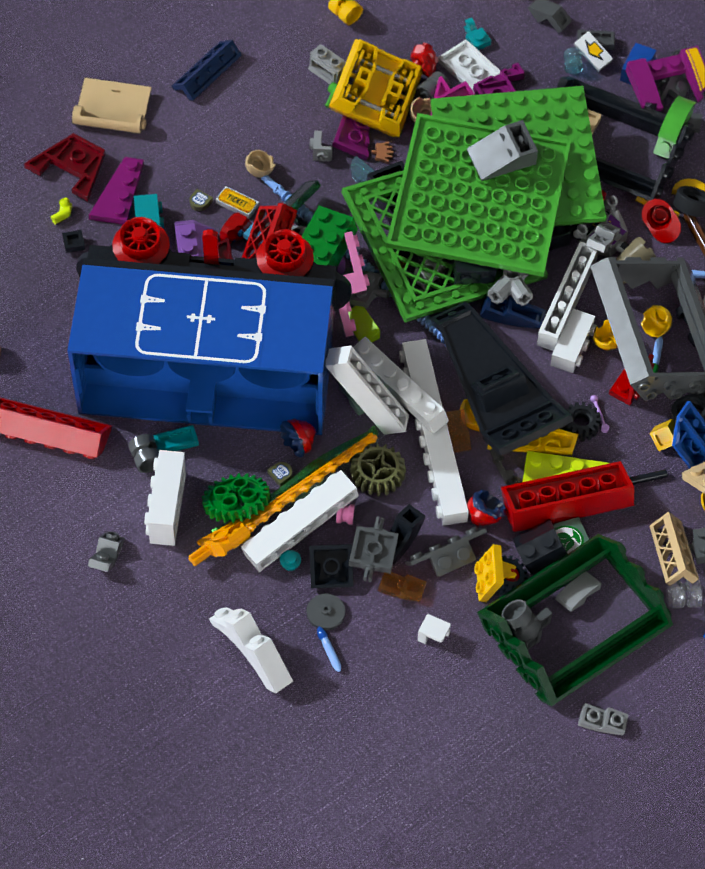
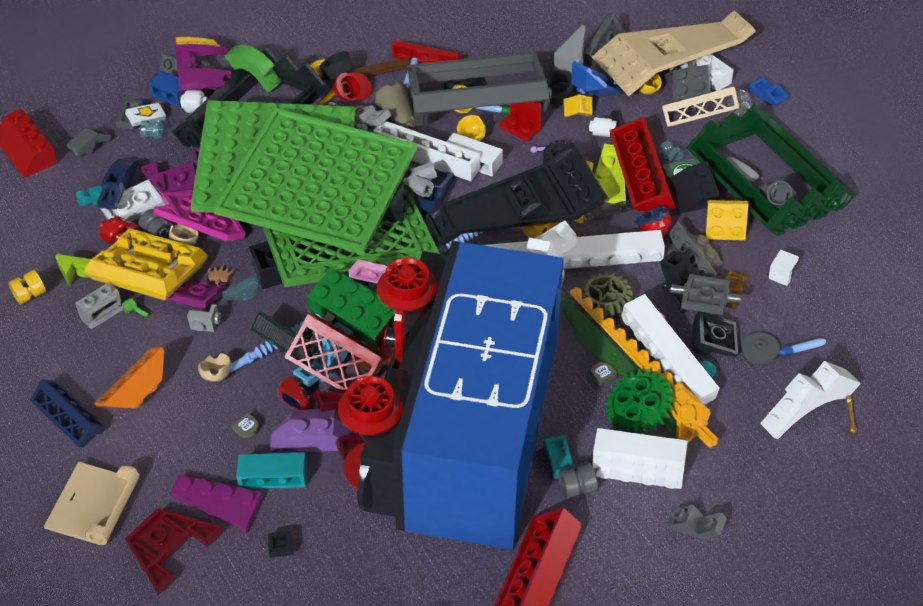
camera: 80 degrees left, 10 degrees down
(64, 212) = (233, 553): neon yellow arm -> none
(232, 107) = (136, 382): none -> orange wedge
(237, 202) = (256, 394): tile -> none
(260, 688) = (852, 429): none -> pearl gold hinge
(298, 436) = (567, 350): hair -> none
(372, 33) = (72, 267): none -> lime slope
(494, 44) = (115, 181): none -> dark blue slope
(503, 151) = (283, 145): slope -> none
(600, 525) = (670, 152): none -> clear light blue wheel
(605, 721) = (860, 169): light grey slope -> none
(622, 86) = (192, 99): none -> white head
(634, 459) = (601, 126): none -> white brick

